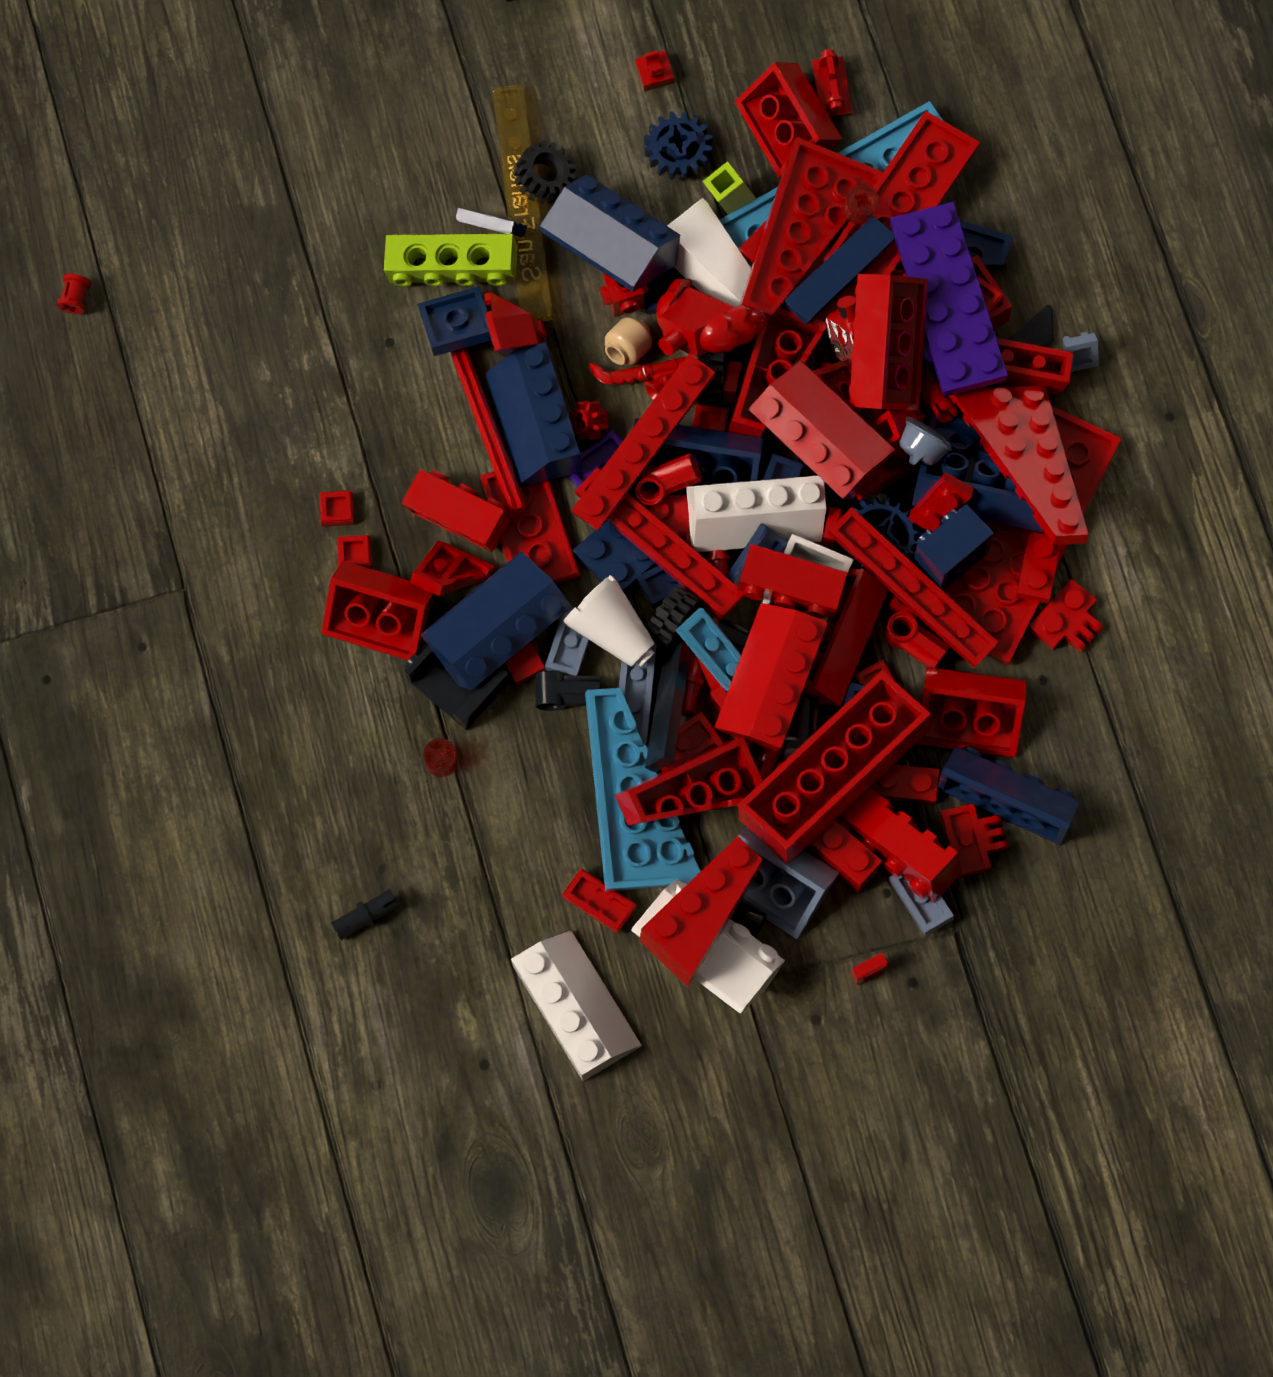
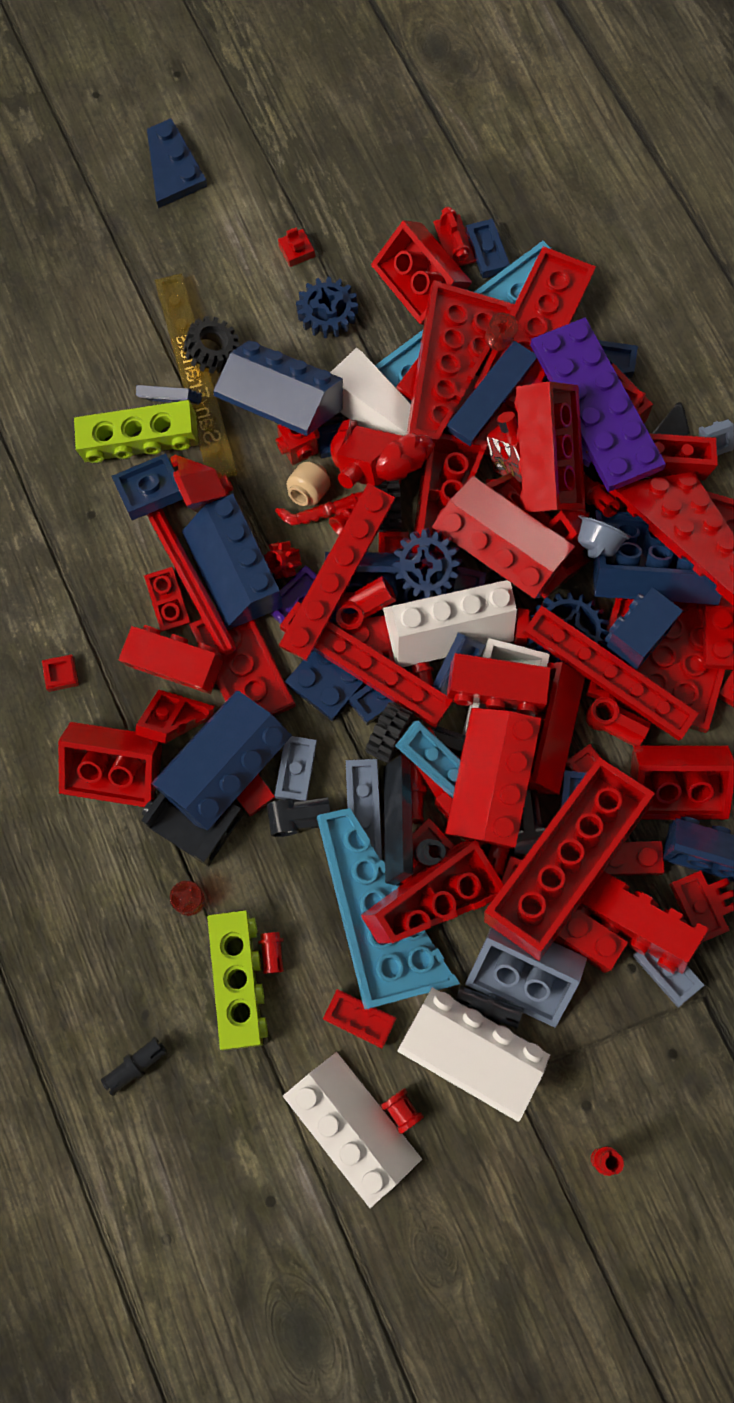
camera: 10 degrees left, 0 degrees up
(355, 550) = (82, 710): red tile -> none
(459, 445) = (167, 599): none -> red slope
(473, 793) = (221, 931): none -> lime brick
(519, 823) = (271, 952): none -> red pin
(612, 623) = (333, 747): white cone -> none
(628, 994) = (402, 1110): none -> red bush
(697, 915) = (461, 1033): red wedge -> none
(699, 736) = (436, 848): none -> black pin
(724, 447) = (428, 550): none -> dark blue gear
(728, 188) = (378, 336): lime brick -> none
(732, 382) = (408, 507): red tile -> none
(828, 1061) = (615, 1161): none -> red pin
(866, 100) = (487, 248): none -> dark blue plate
(869, 969) = (632, 1049): red tile -> none
(939, 500) = (623, 589): red plate -> none

